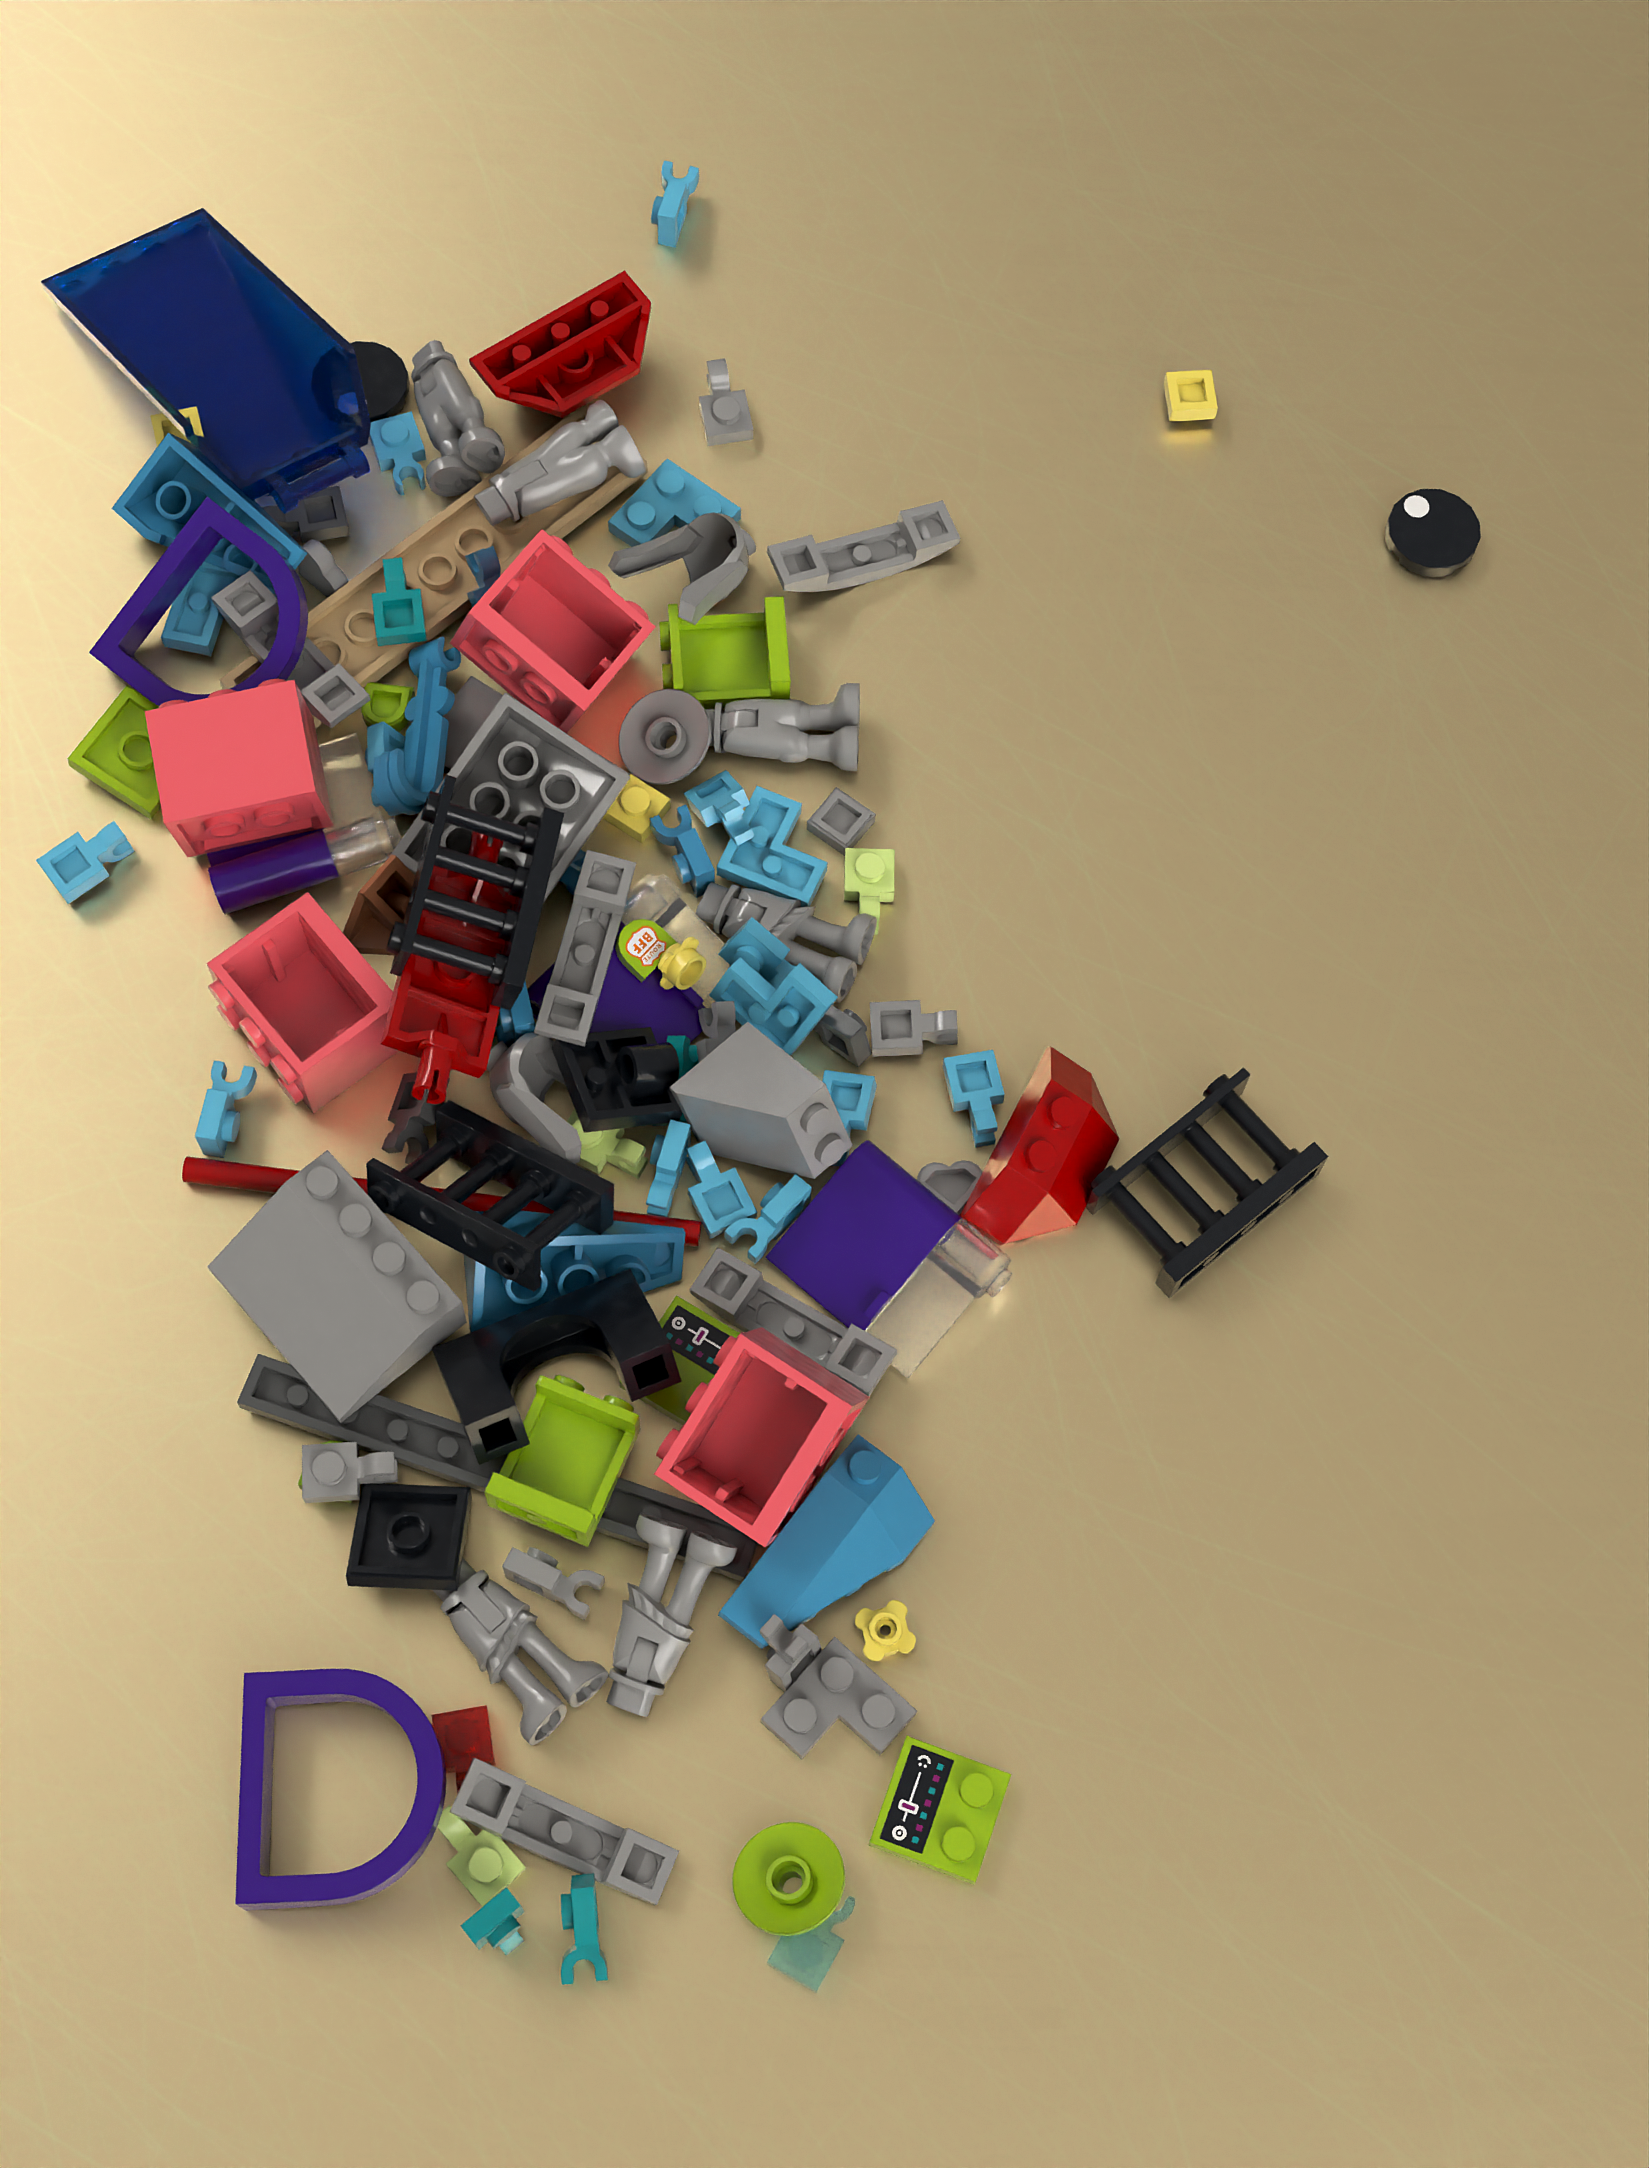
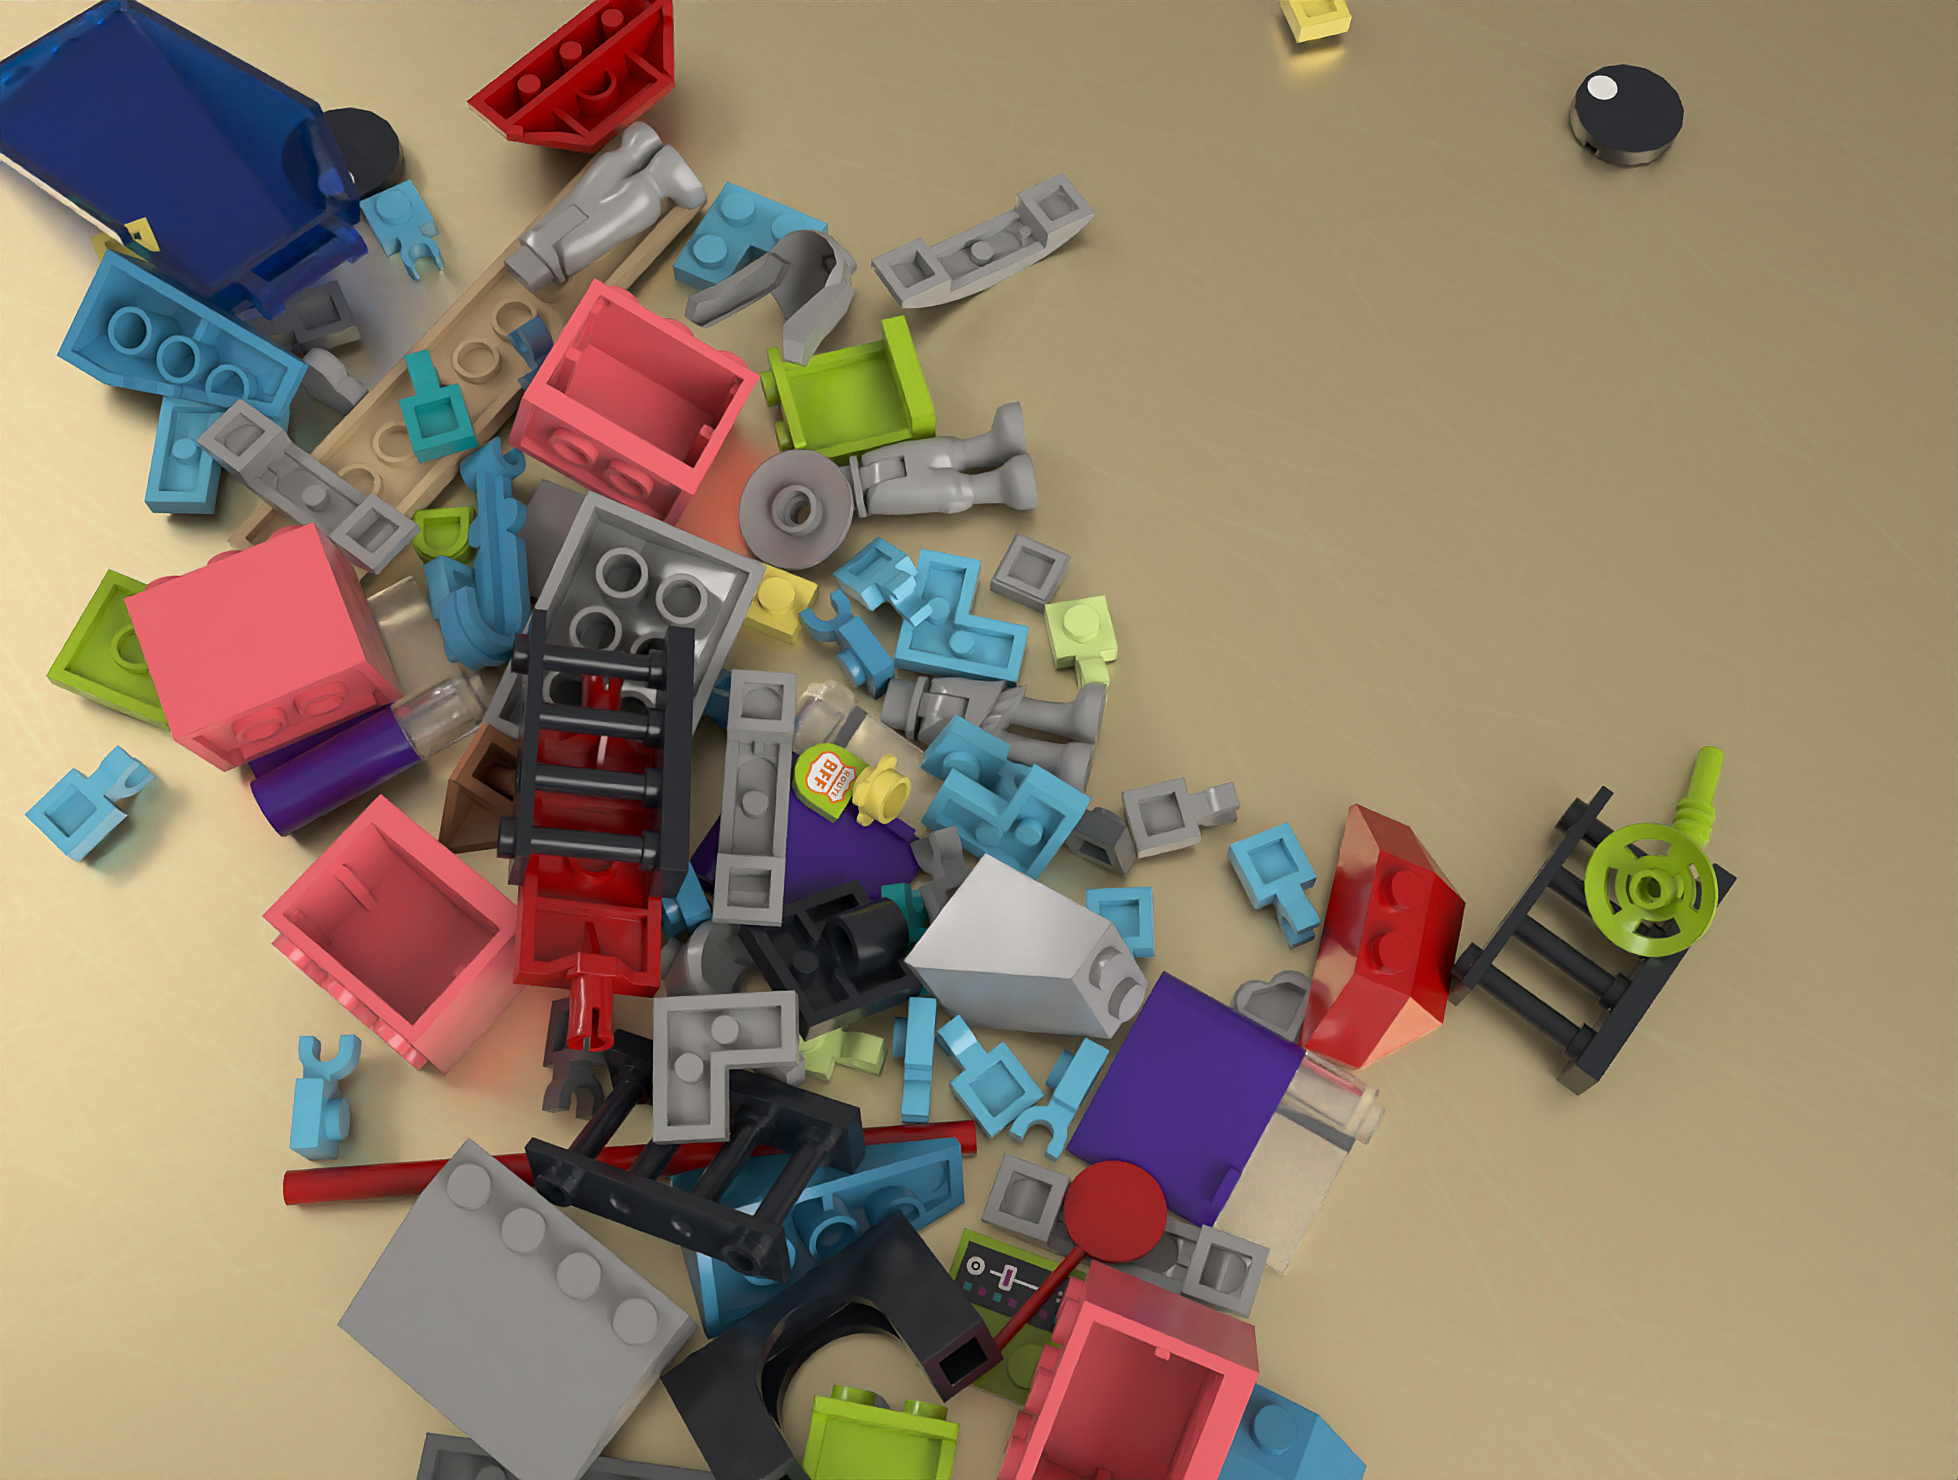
camera: 10 degrees left, 0 degrees up
(168, 579) = (139, 426): dark purple window -> none
(453, 423) = (463, 185): light grey piece -> none
(507, 1115) = (698, 1044): none -> light grey plate
(724, 412) = (782, 118): light grey plate -> none
(785, 1304) = (1112, 1216): none -> red piece
(1261, 1147) = (1660, 879): none -> lime dish

